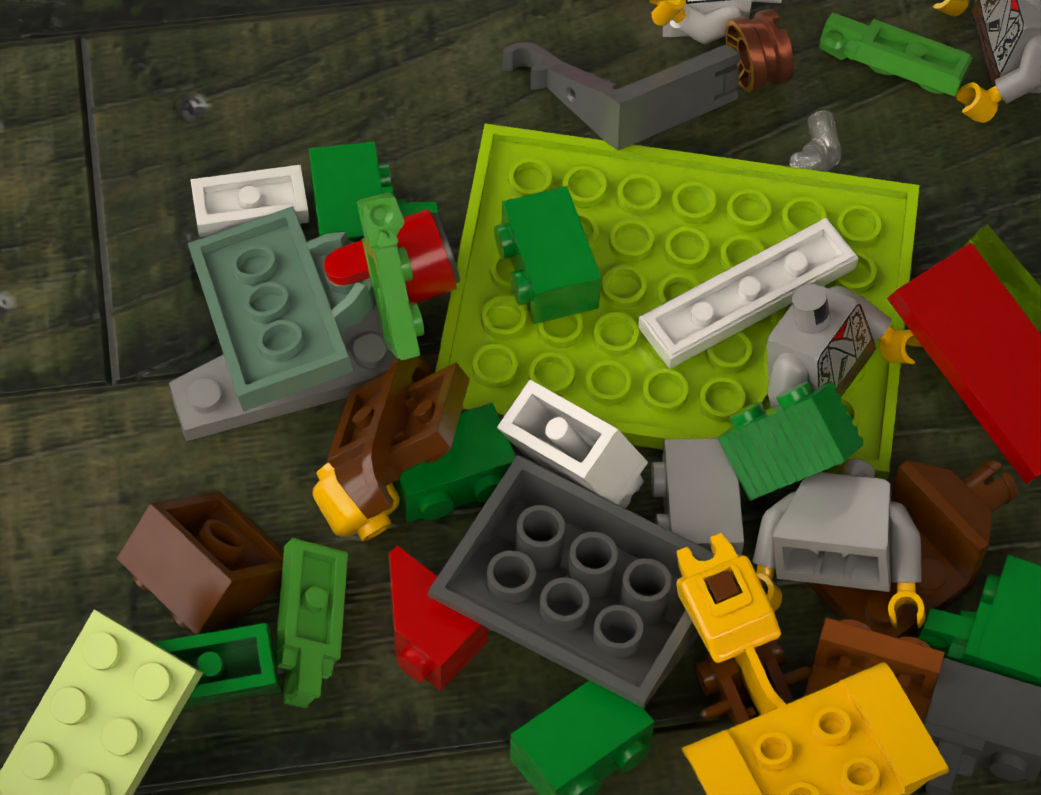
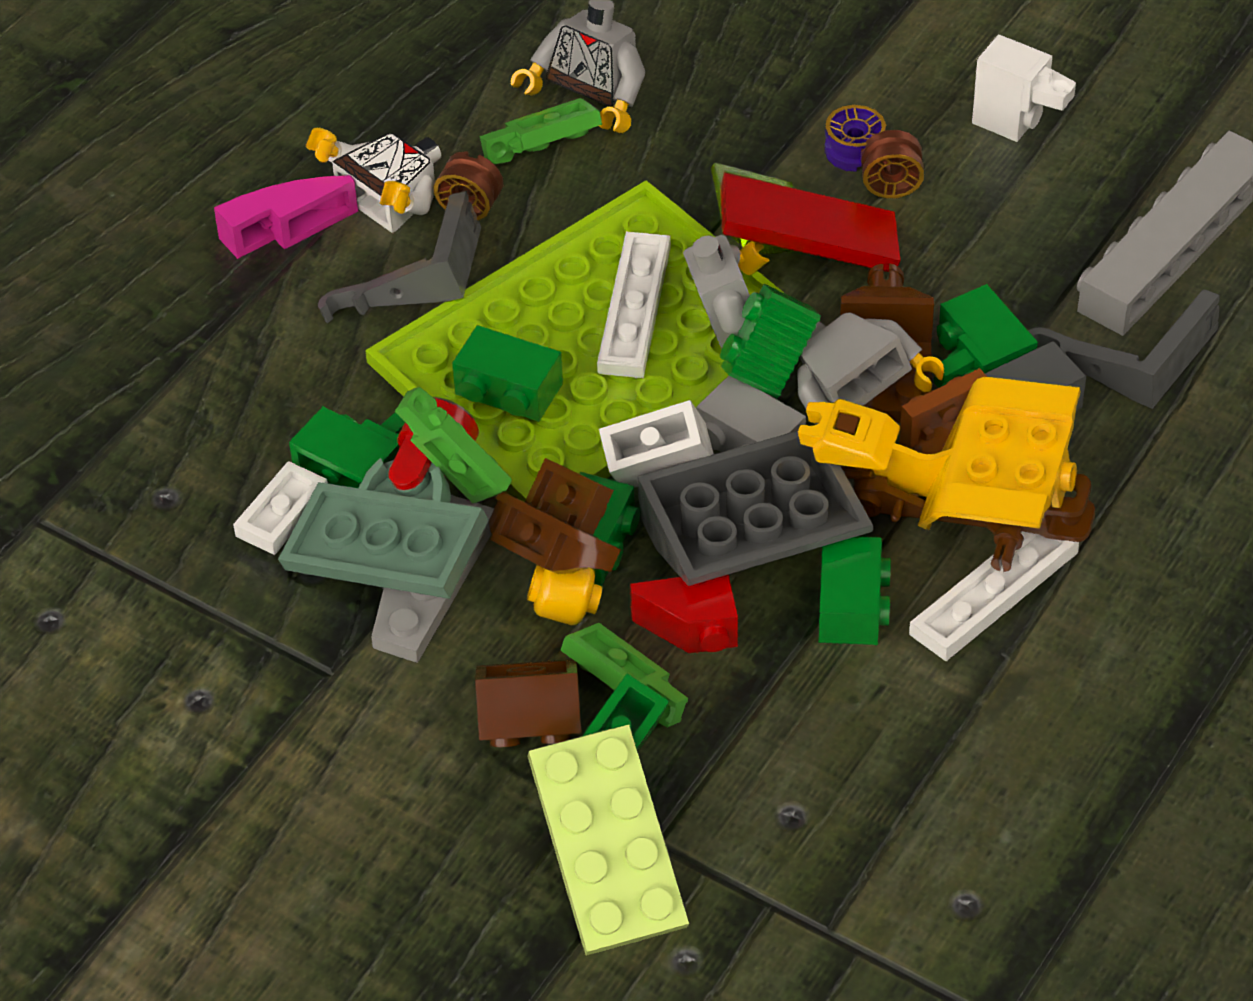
camera: 45 degrees left, 10 degrees down
(824, 148) = (561, 206): clear arm -> none

